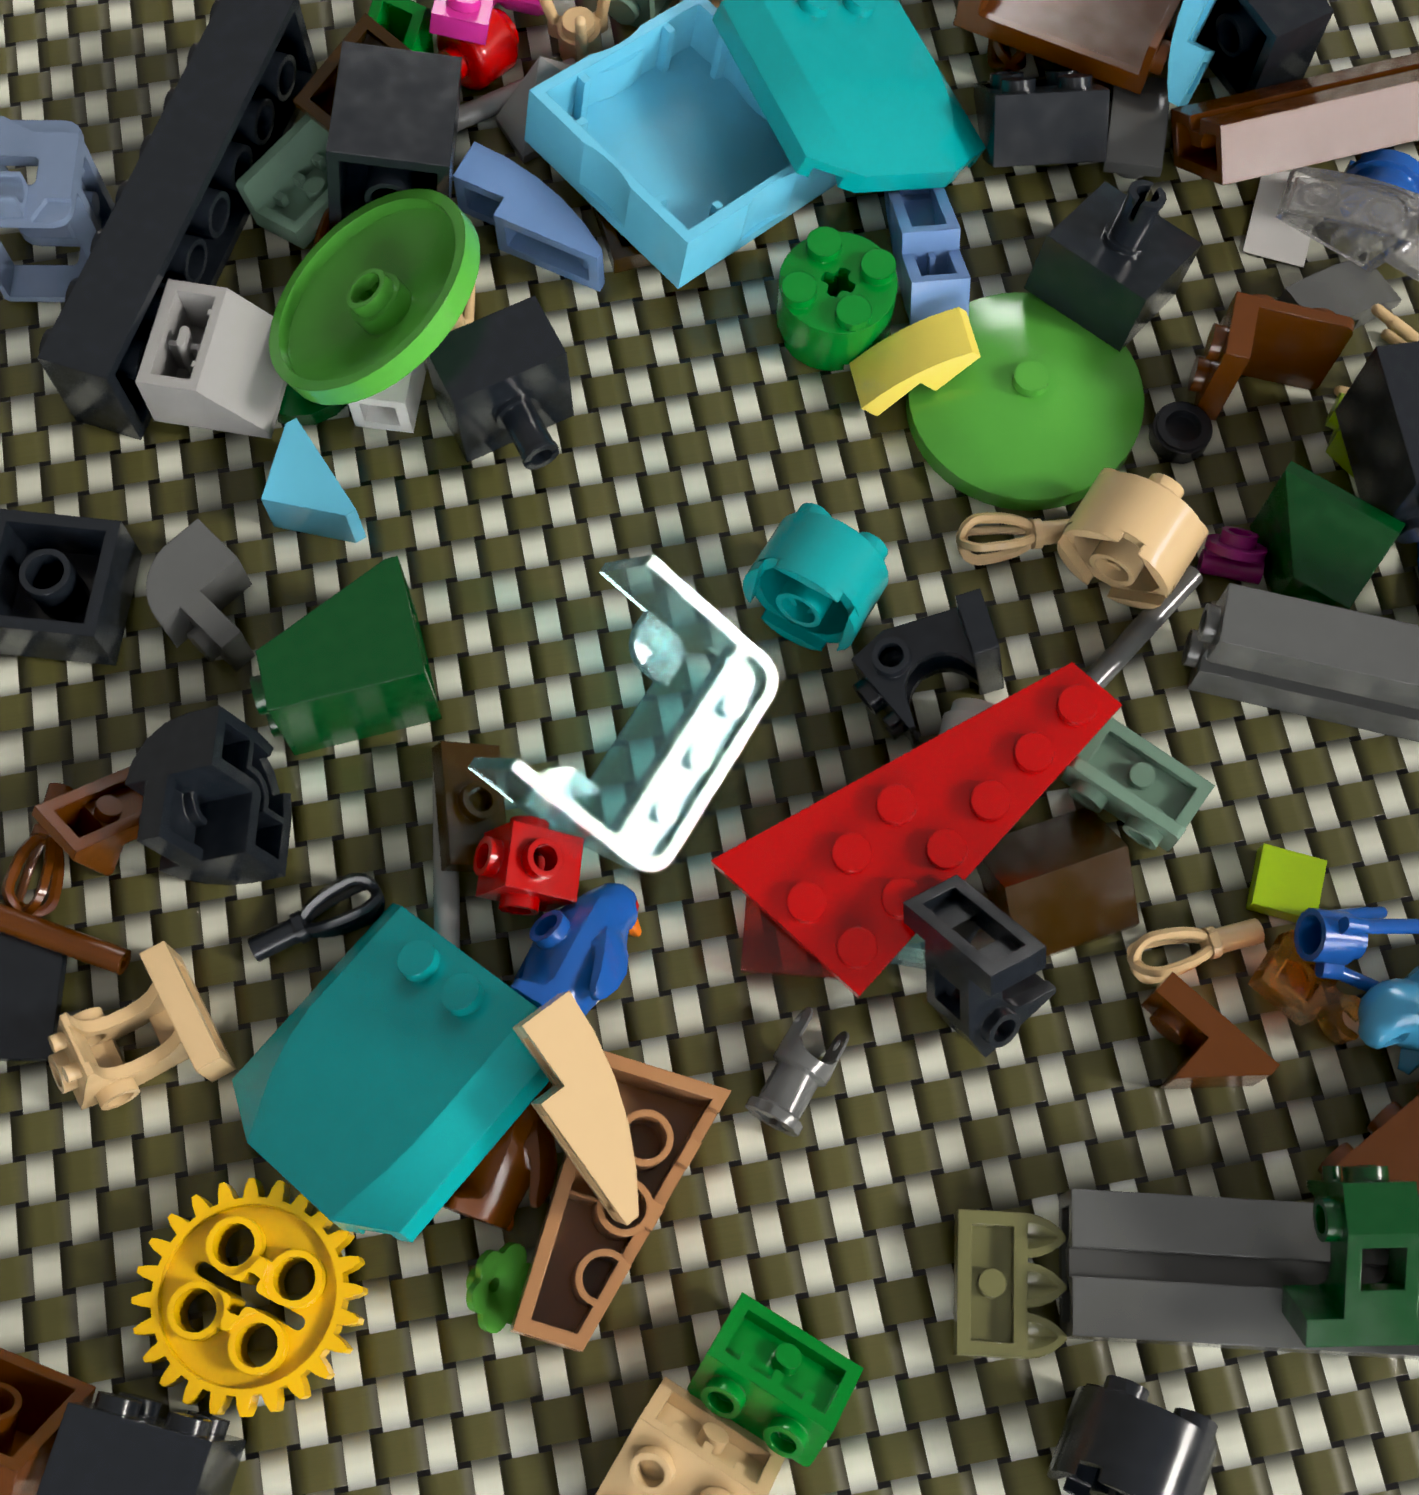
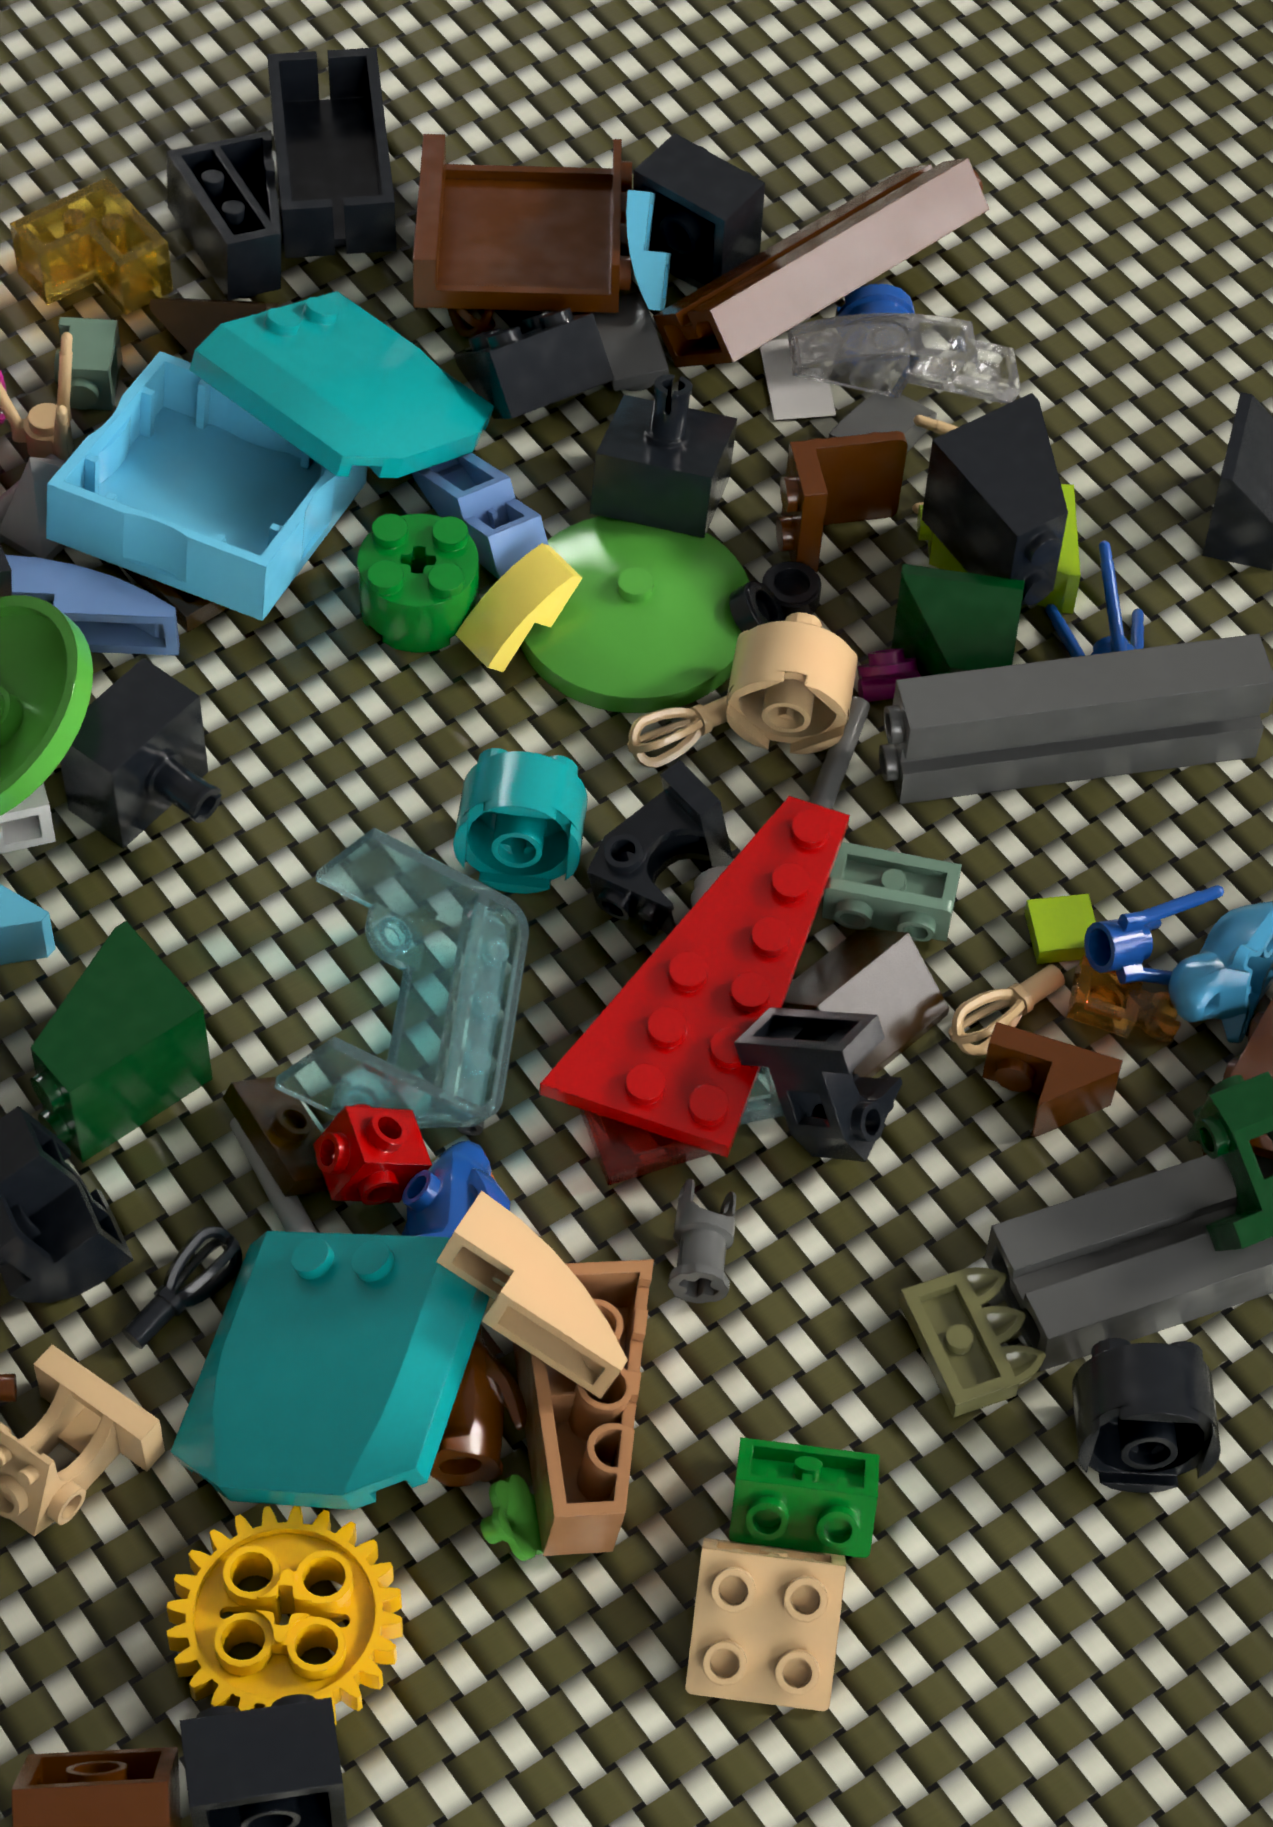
camera: 25 degrees left, 15 degrees down
(1136, 444) = (754, 605): none -> black tile

